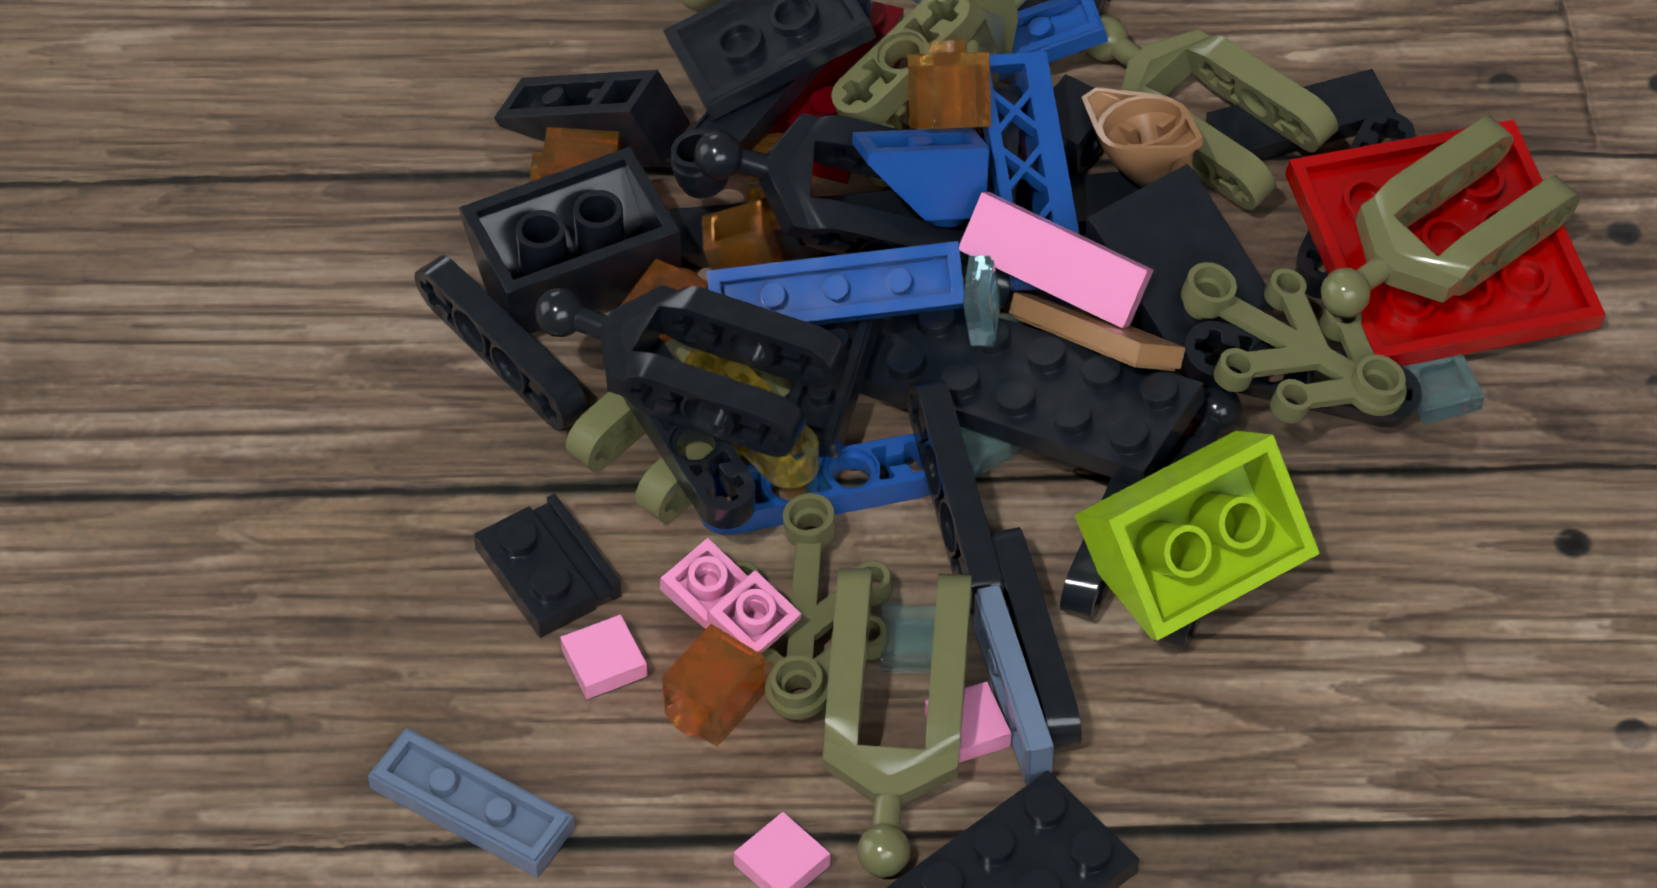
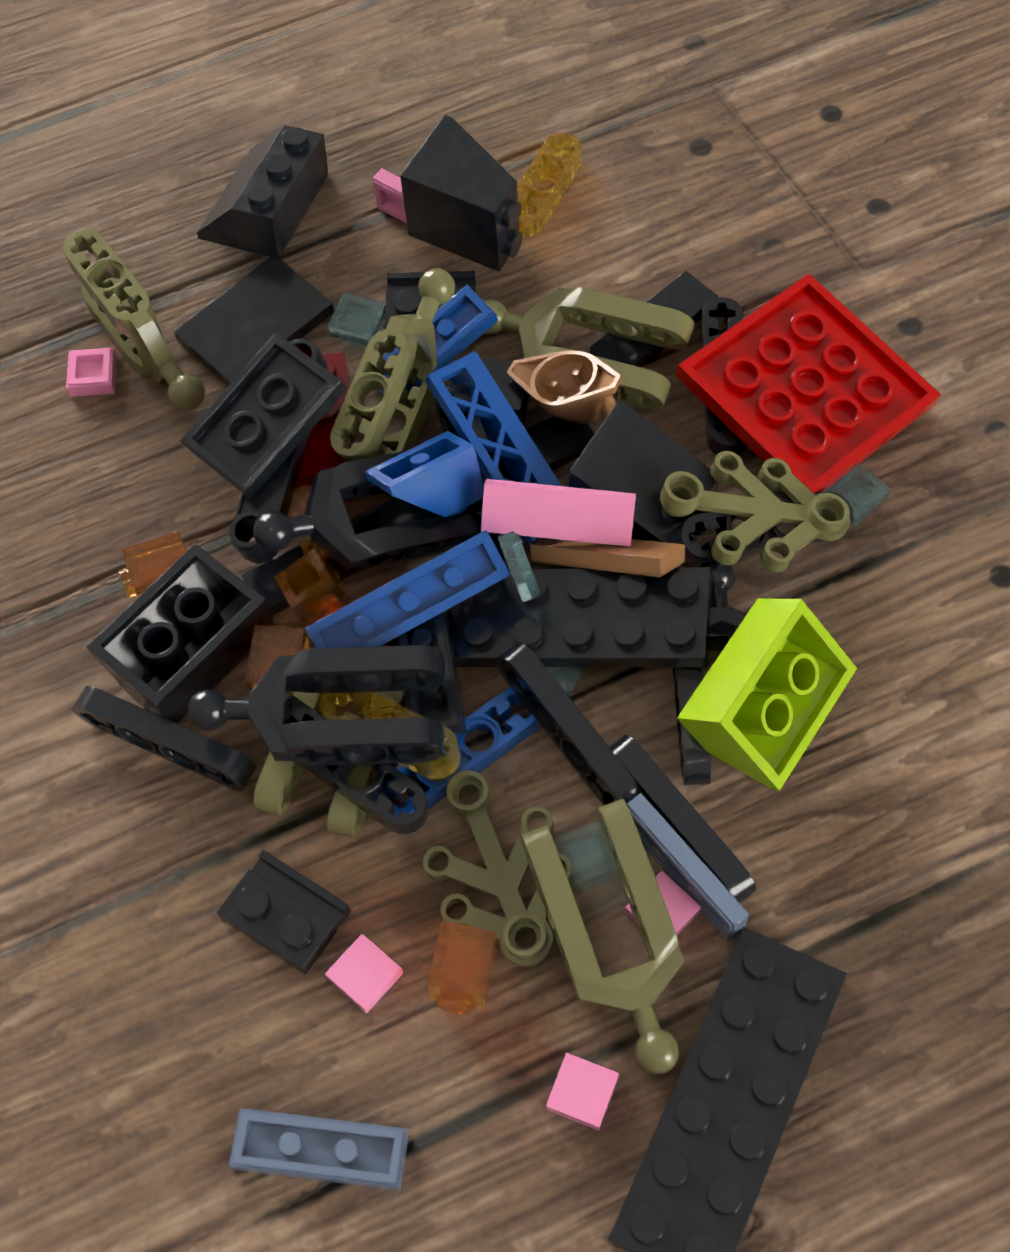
camera: 20 degrees left, 10 degrees up
(624, 102) = (152, 512): black slope -> none
(721, 594) = (442, 889): bright pink slope -> none
(949, 87) = (420, 408): clear orange brick -> none
(1407, 263) = (797, 411): olive piece -> none

